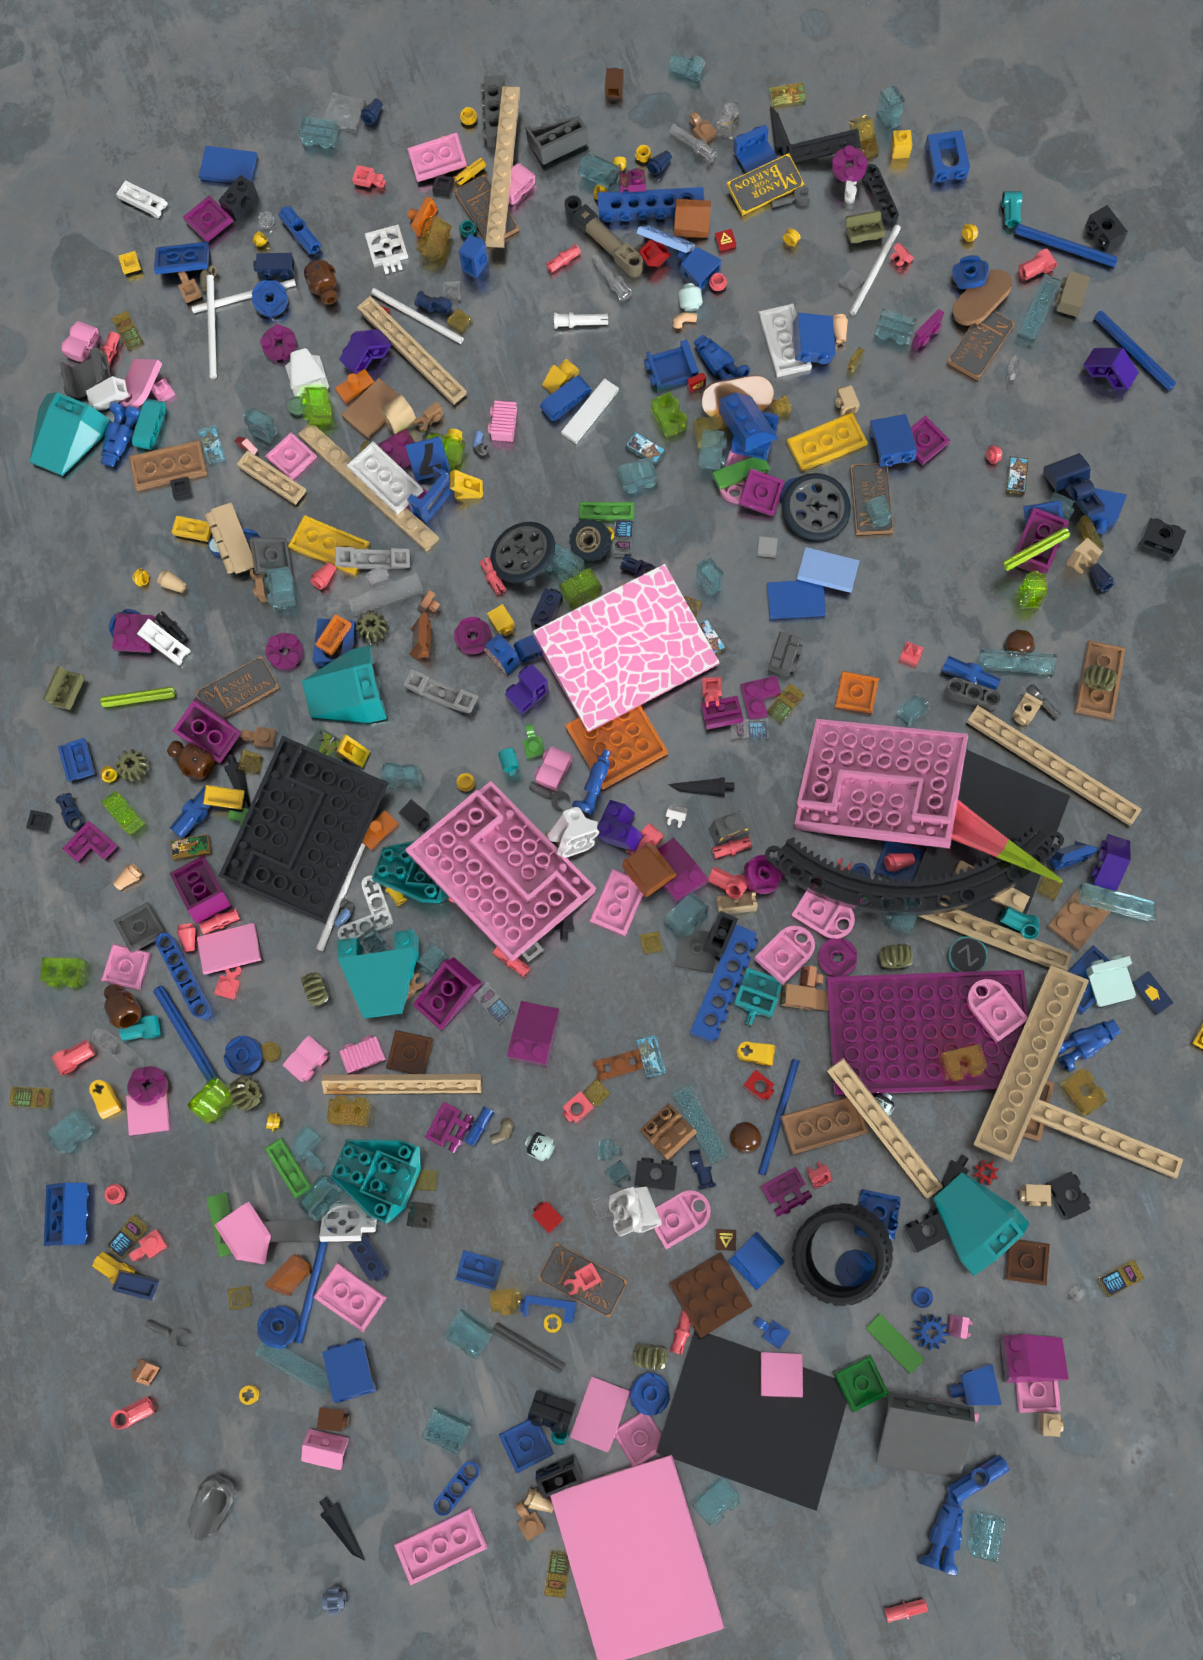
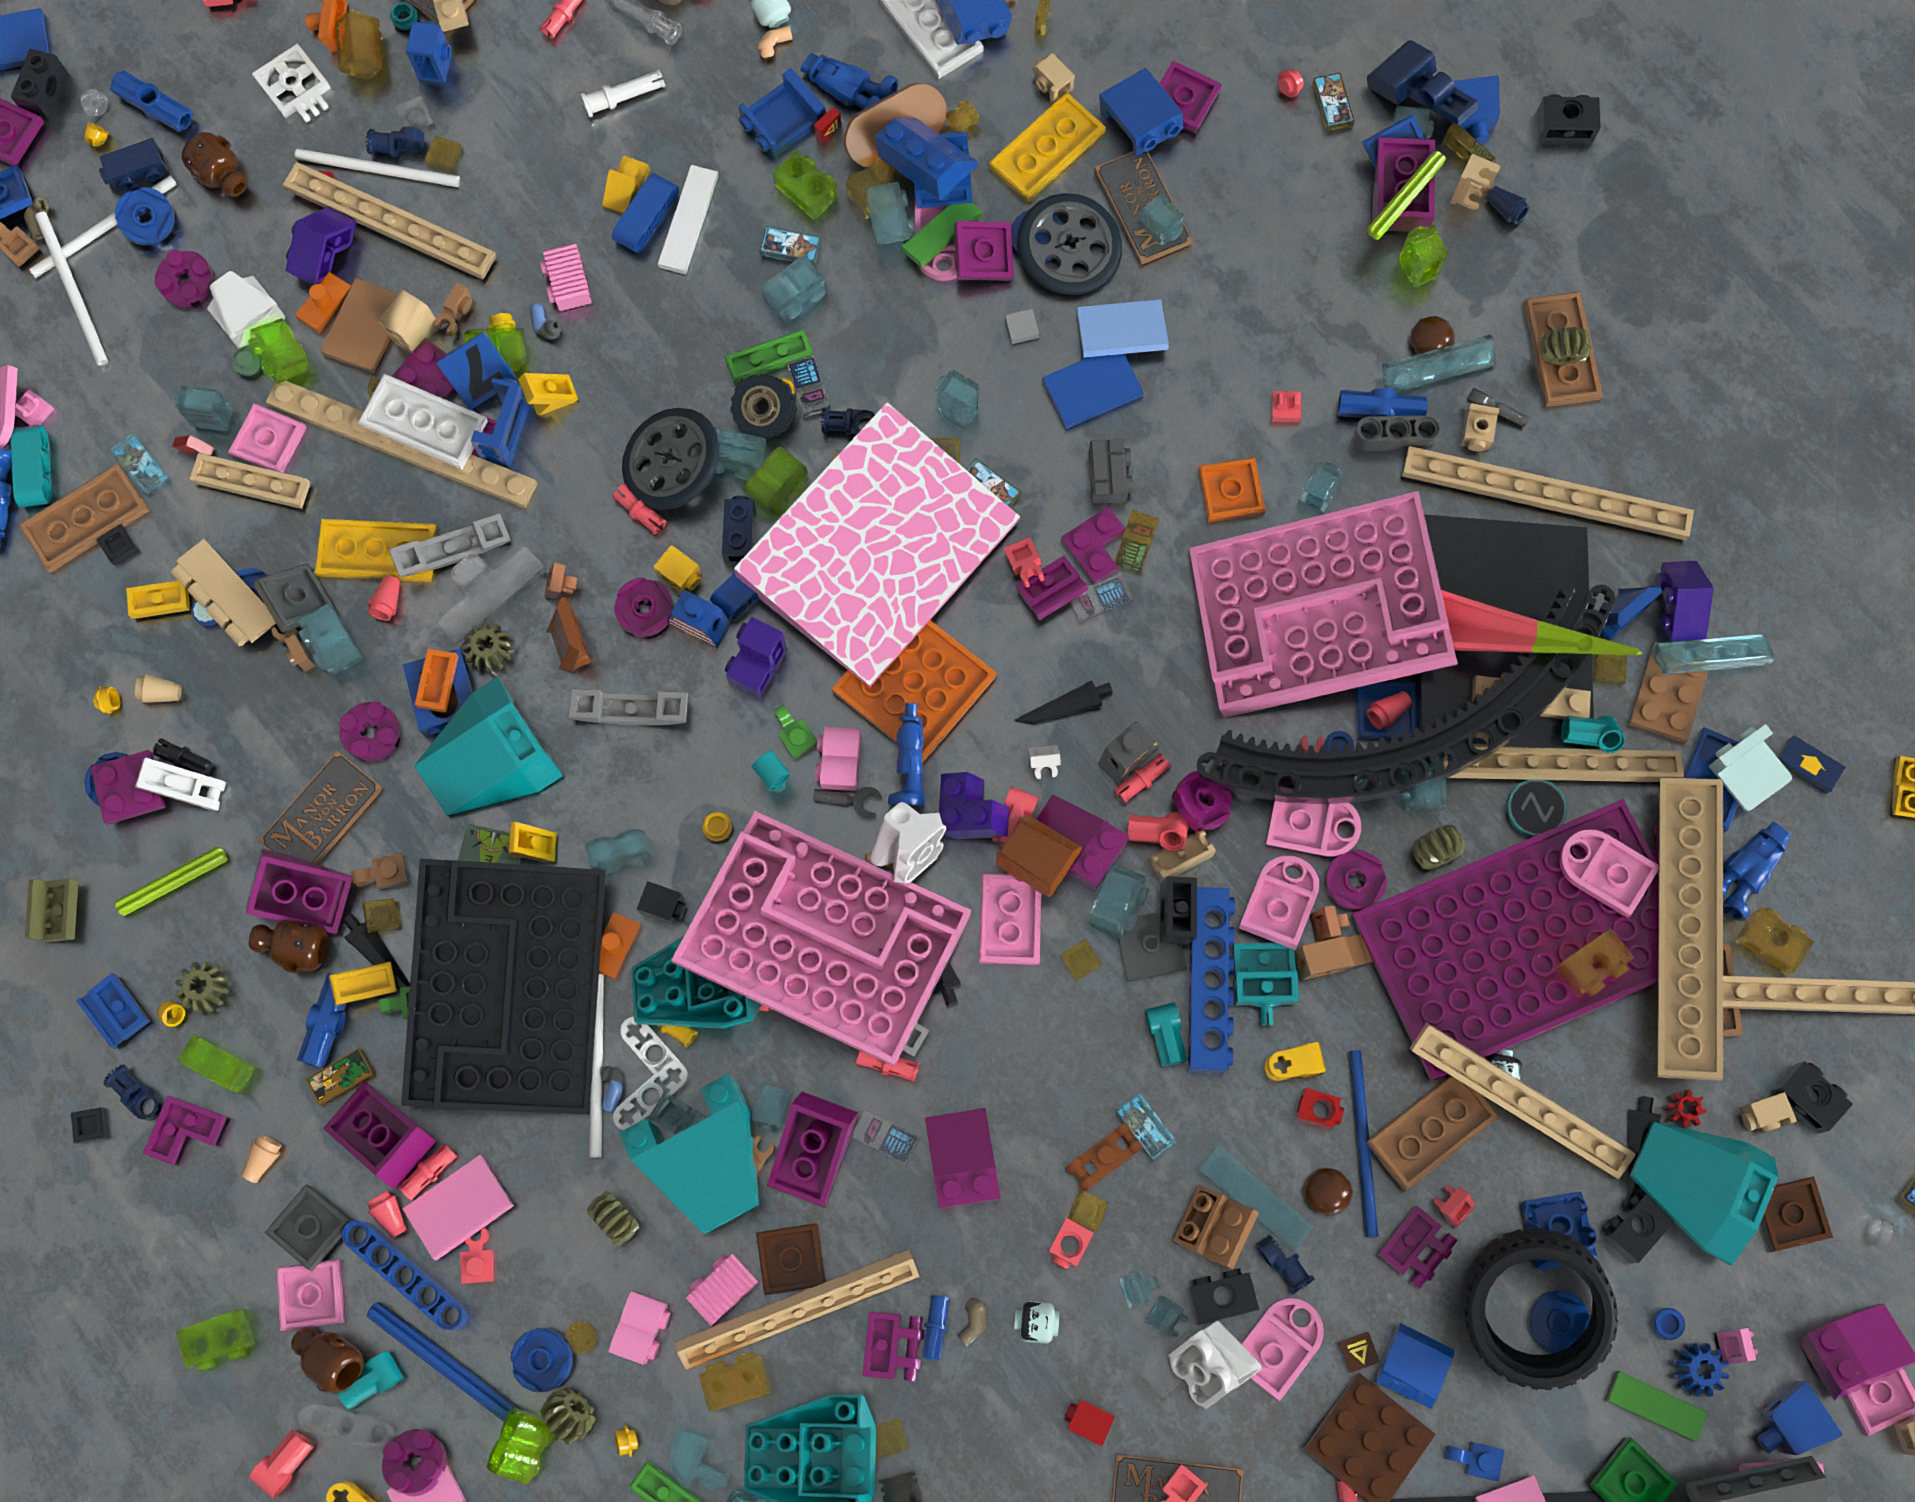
camera: 25 degrees left, 0 degrees up
(685, 1003) = (1165, 1026): none -> teal piece

